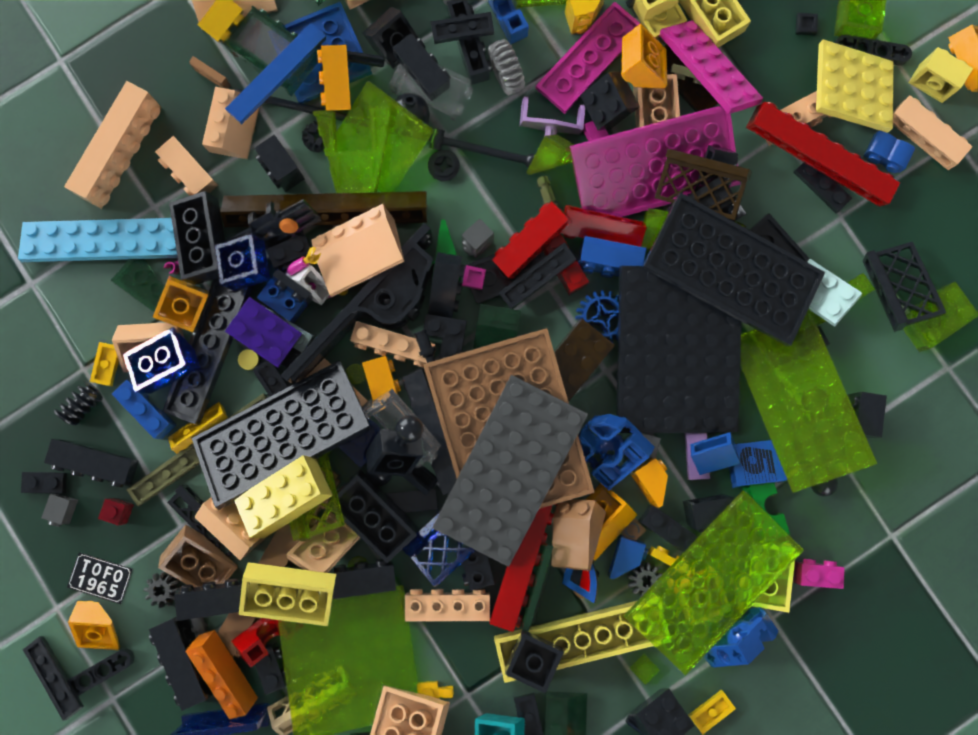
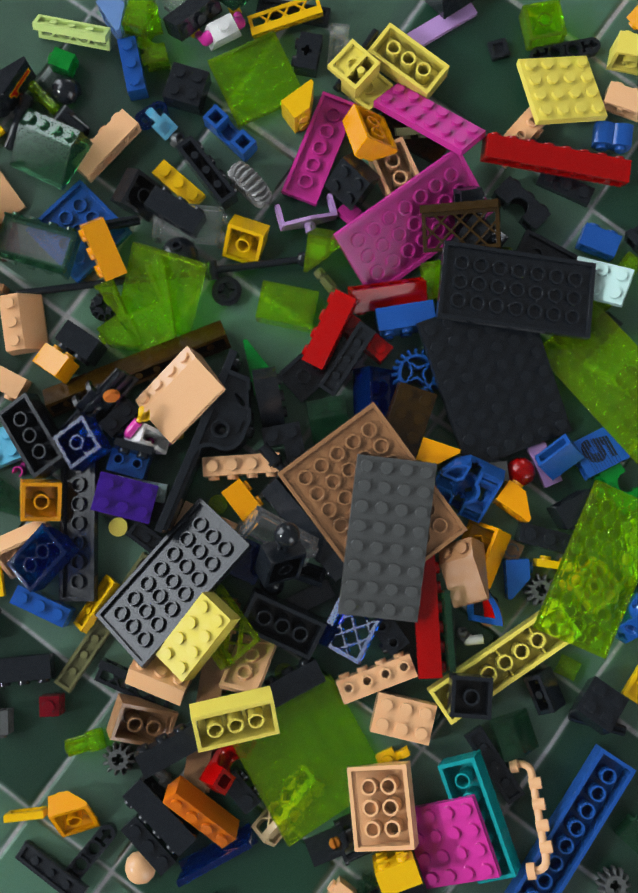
camera: 15 degrees left, 0 degrees up
(48, 610) = (25, 814): none -> yellow tile
(99, 578) = (58, 770): black sticker -> none
(141, 562) = (90, 741): none -> clear neon green piece
(141, 706) = (138, 869): none -> light nougat hair
(158, 691) = (149, 845): none -> black brick
(248, 174) = (56, 363): none -> light orange brick
(275, 74) = (49, 265): blue tile -> none
(316, 168) = (116, 335): none -> clear neon green slope
(442, 51) = (178, 183): none -> yellow plate
(459, 656) = (403, 717): none -> light nougat brick
(462, 27) = (198, 164): black plate -> none
(474, 277) = (291, 380): dark pink tile -> none
(477, 238) = (281, 345): dark grey brick -> none
(481, 120) = (245, 239): none -> yellow slope
(498, 202) = (287, 306): none -> clear neon green brick
(554, 601) = (467, 638): none -> arm
(555, 313) = (372, 385): none -> clear blue slope
(591, 402) = (435, 452): none -> light orange slope
(612, 684) = (544, 691): none -> black brick
(671, 453) = (521, 470): none -> red hair
(767, 171) = (513, 193): none -> black arch
(835, 252) = (598, 241): none -> blue brick

